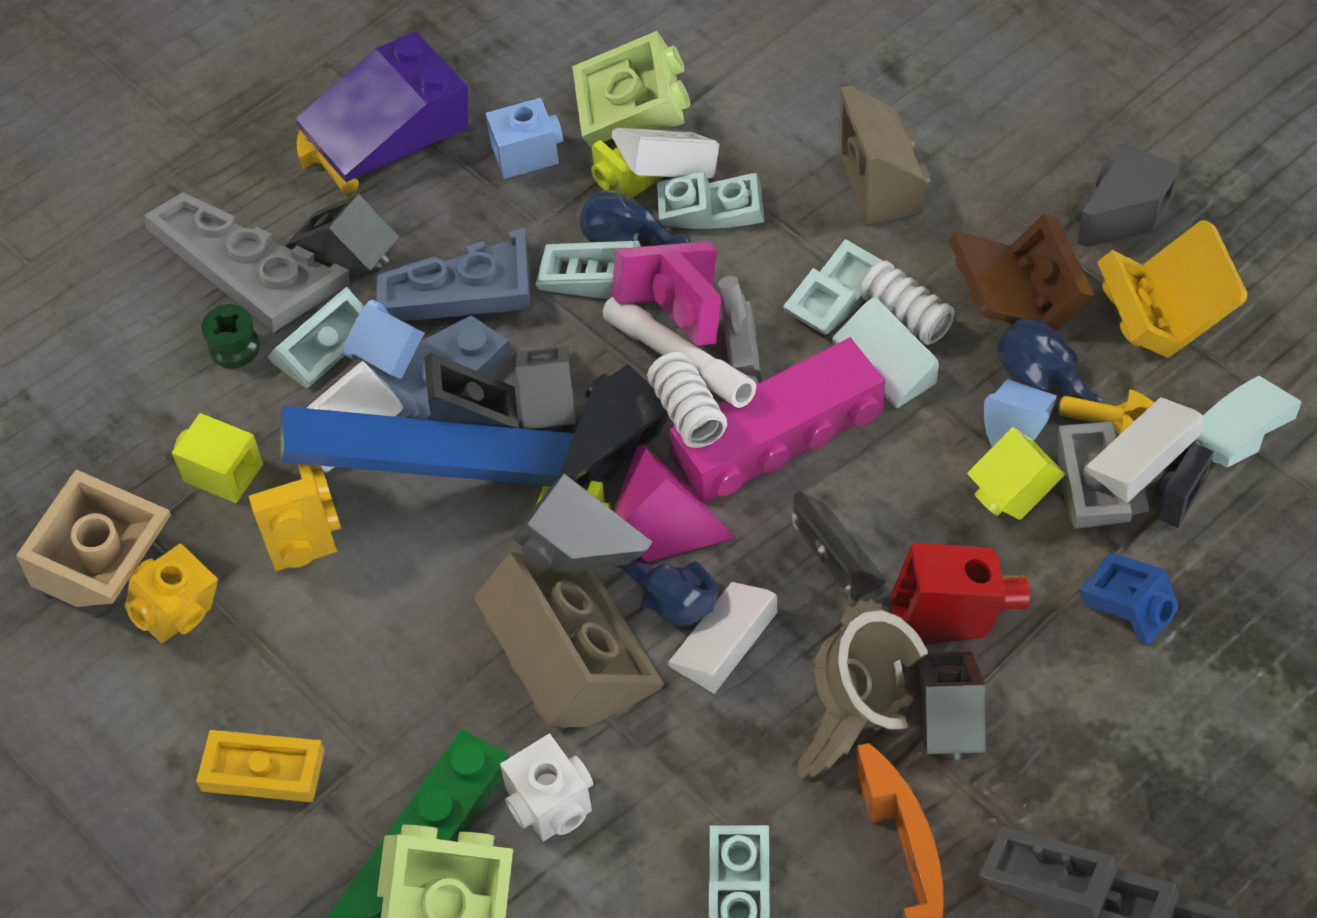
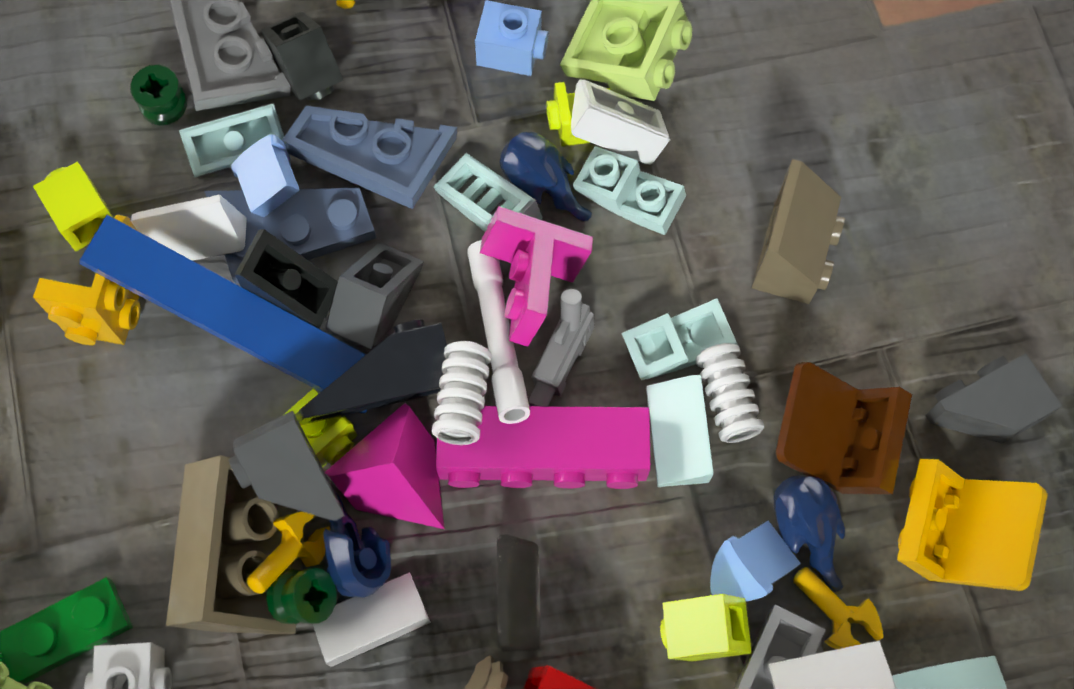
camera: 25 degrees right, 15 degrees up
(630, 609) = (278, 561): none -> yellow bar
(653, 640) = (292, 586): none -> dark green wheel

